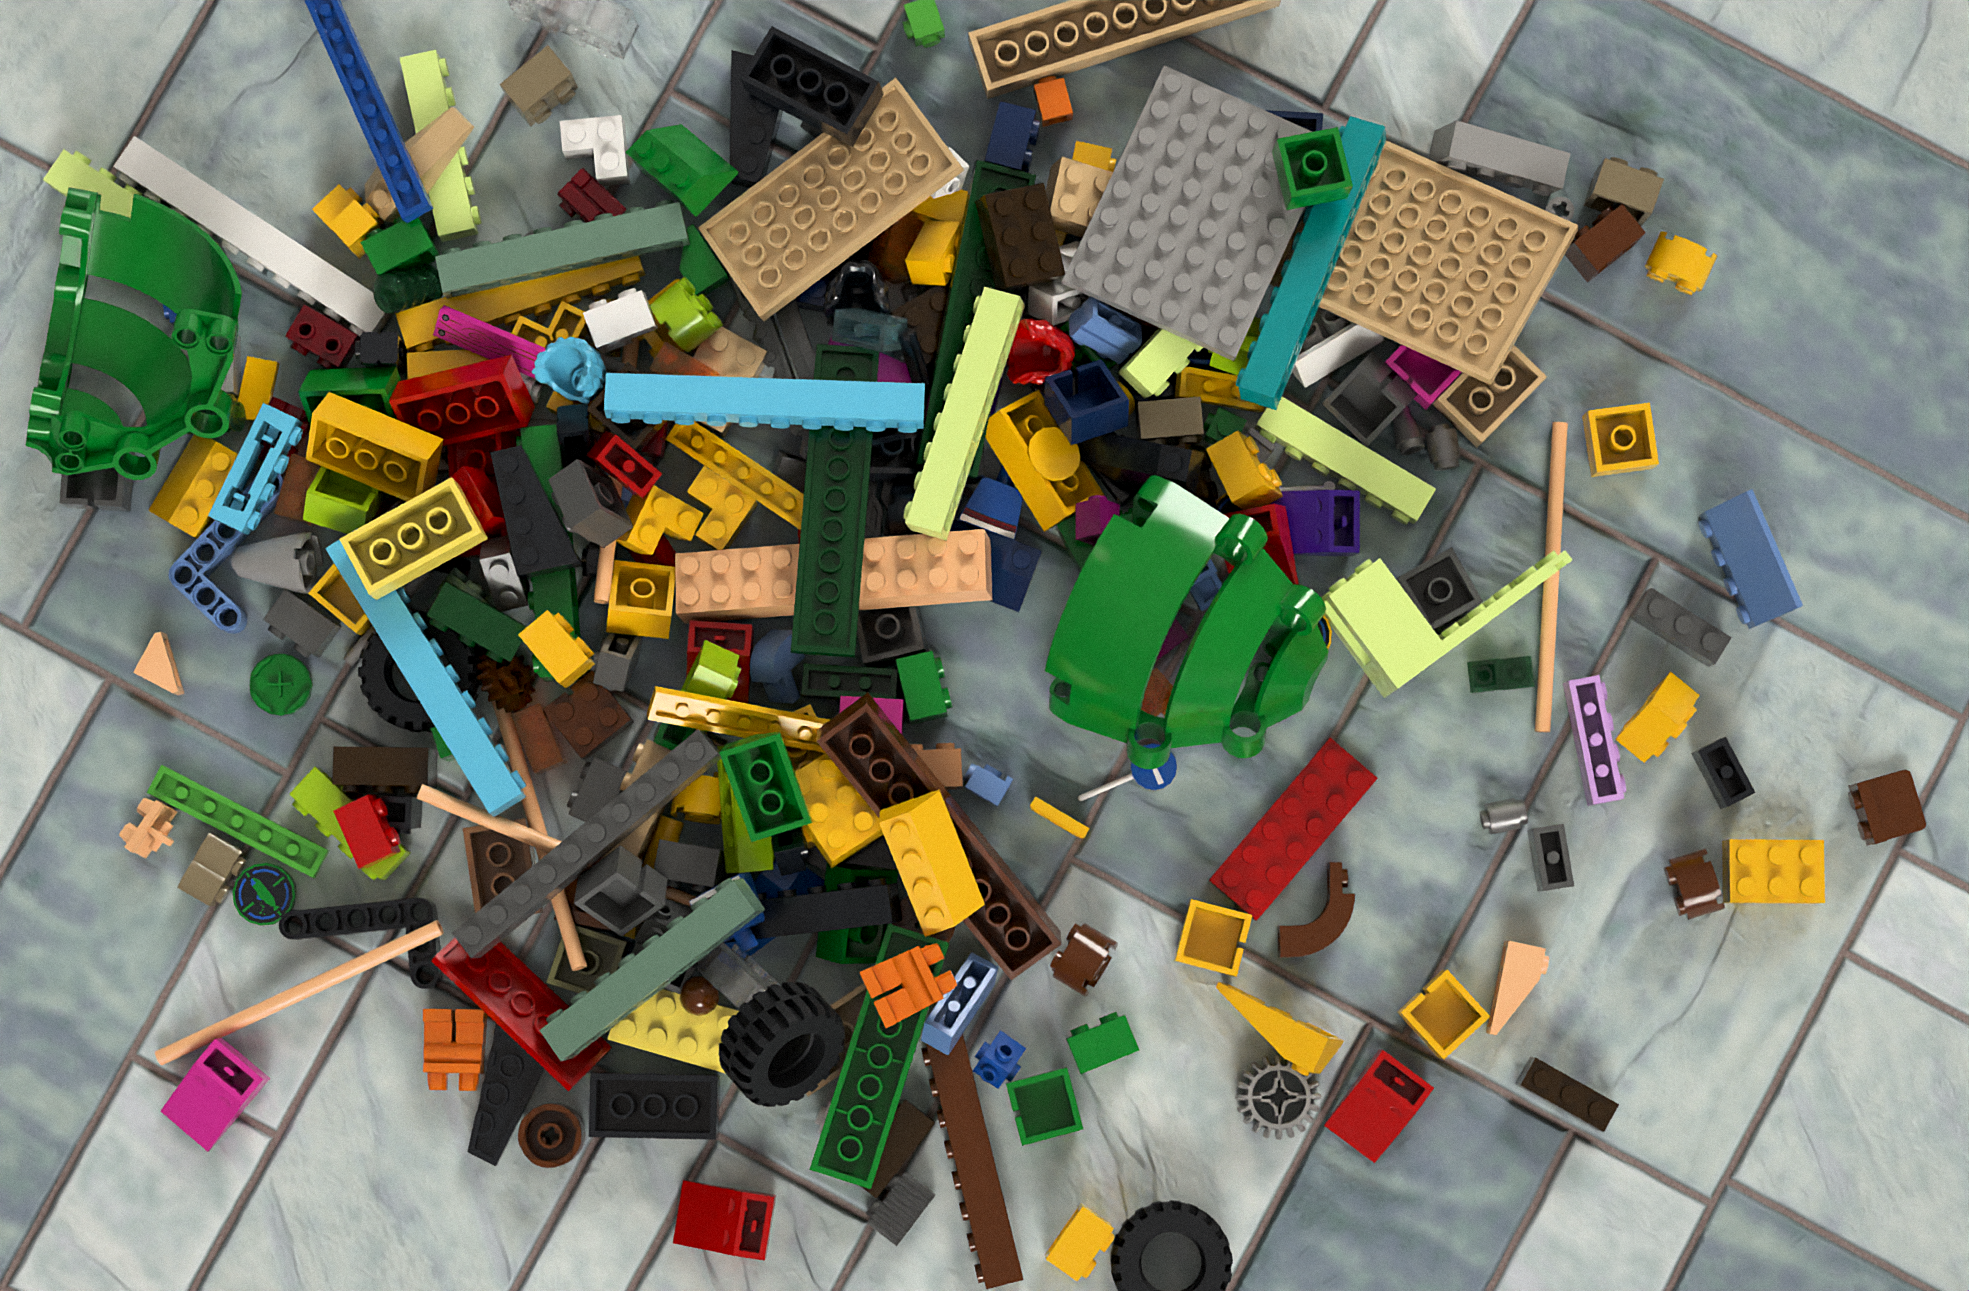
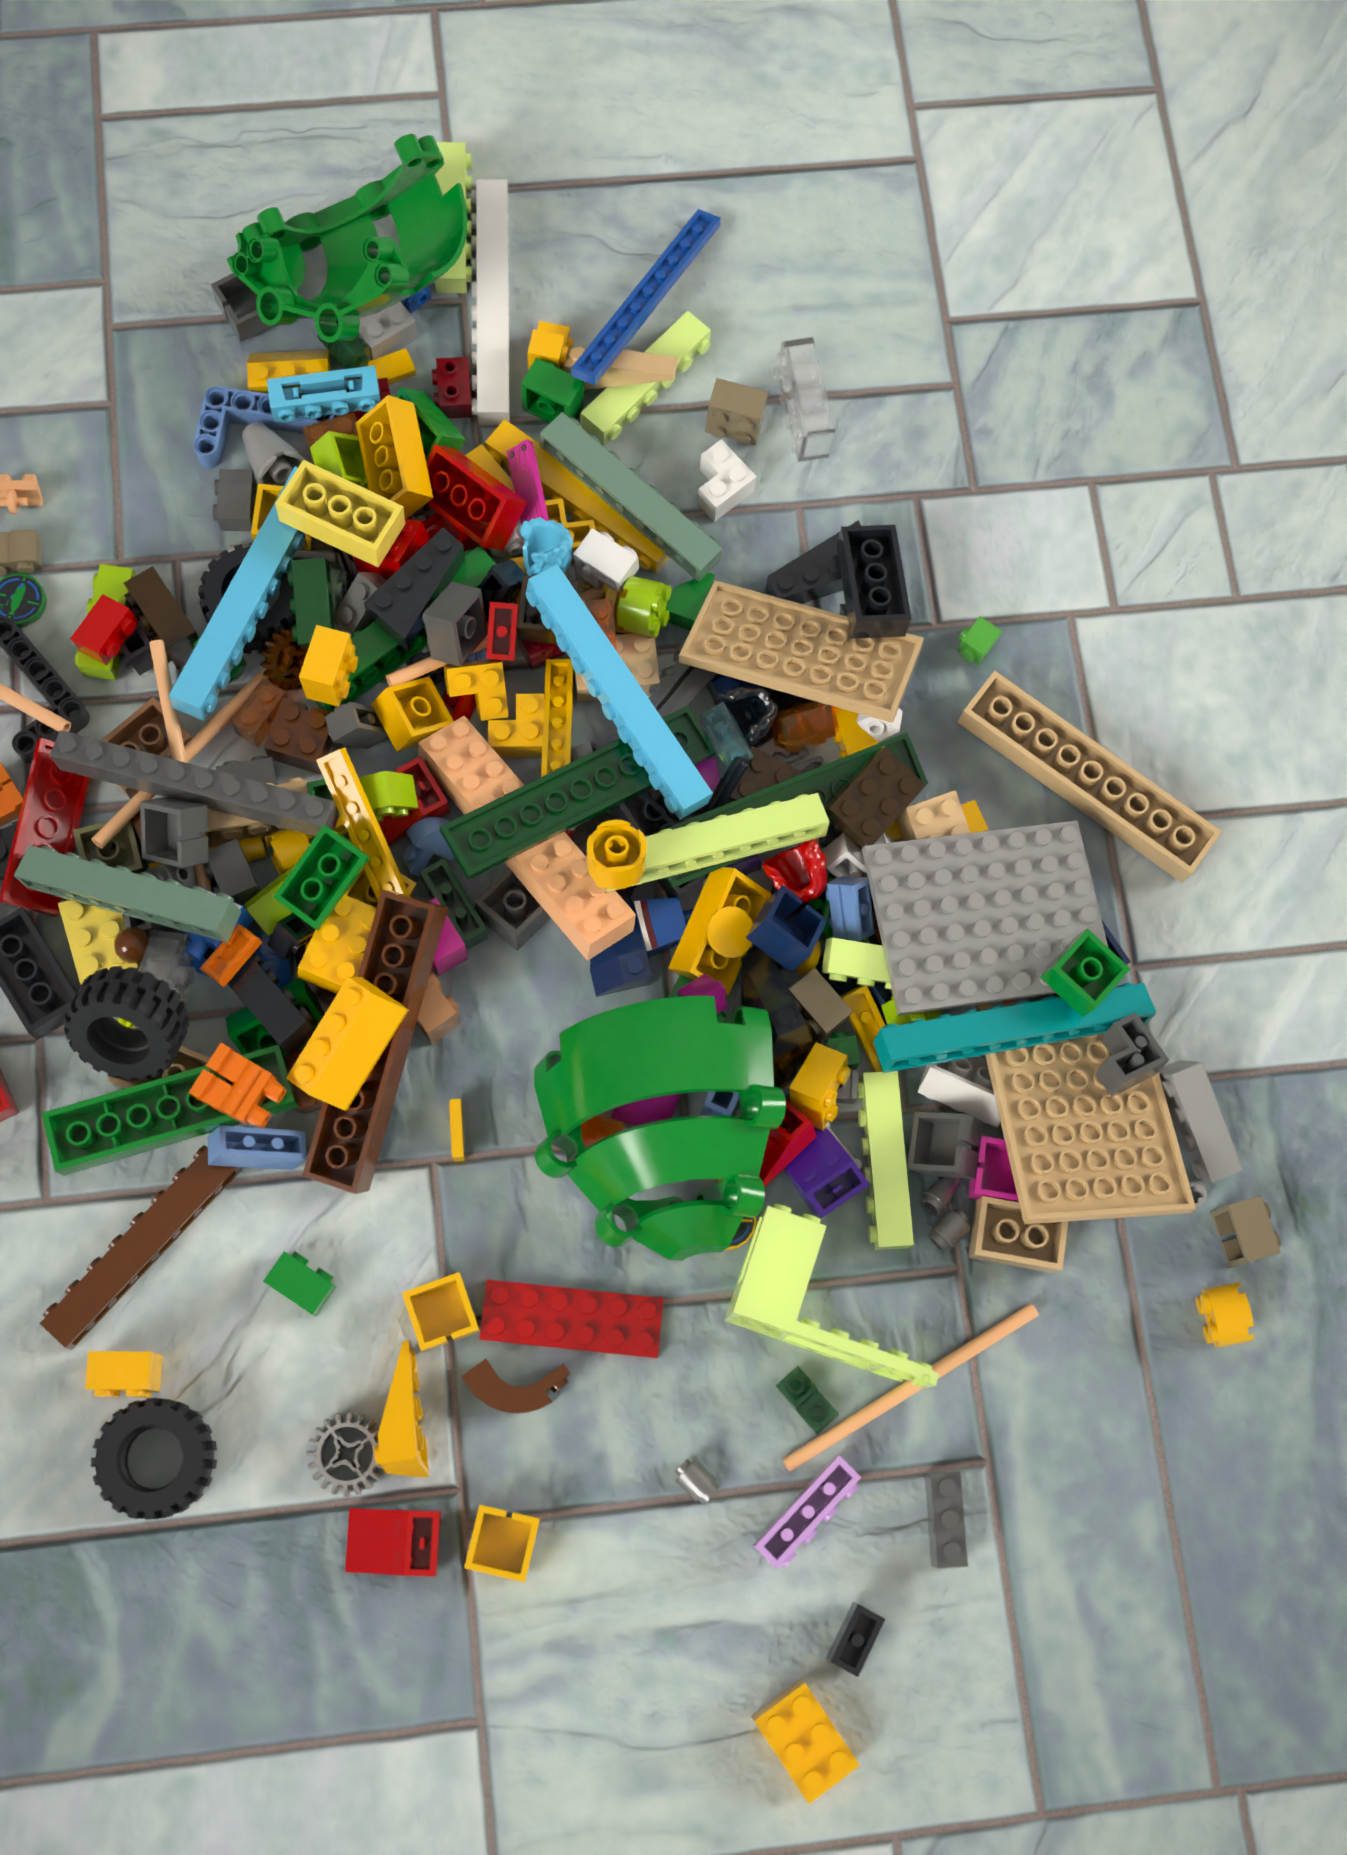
camera: 45 degrees right, 10 degrees down
(159, 665) = (141, 426): light nougat slope -> none
(238, 821) = (60, 549): bright green plate -> none
(280, 684) = (183, 516): green tile -> none
(382, 350) = (470, 423): black brick -> none
(407, 288) = (525, 412): clear green piece -> none
(587, 198) = (682, 491): dark red brick -> none
(682, 166) = (751, 540): green slope -> none
(777, 918) = (231, 956): none -> orange plate
(900, 1207) = (66, 1213): dark grey brick -> none
(906, 1133) = (127, 1176): dark brown brick -> none
(922, 687) = (486, 958): green brick -> none
(928, 494) = (616, 855): none -> yellow brick
(934, 253) = (814, 749): yellow brick -> none
(987, 783) = (447, 1058): medium blue brick -> none
(999, 1060) = (233, 1210): blue brick -> none
(1011, 137) = (944, 751): dark blue piece -> none
(1045, 1106) = (221, 1272): green piece -> none
(1052, 101) = (990, 767): orange brick -> none
(1083, 958) = (357, 1221): reddish brown brick -> none
(1147, 778) = (537, 1182): blue piece -> none
(1410, 174) = (1134, 1055): none -> dark grey brick
(1440, 589) = (837, 1300): dark grey brick -> none
(1517, 975) = (573, 1584): light nougat slope -> none
(1550, 857) = (688, 1542): dark grey brick -> none
(1567, 1094) = (505, 1695): dark brown brick -> none
(1608, 239) = (1196, 1243): reddish brown brick -> none
(1620, 439) = (1056, 1365): yellow brick -> none
(1659, 718) = (865, 1553): yellow brick -> none
(1695, 884) = (748, 1680): reddish brown brick -> none
(1749, 560) = (1039, 1537): medium blue slope -> none
(1886, 807) = (924, 1801): reddish brown bracket -> none

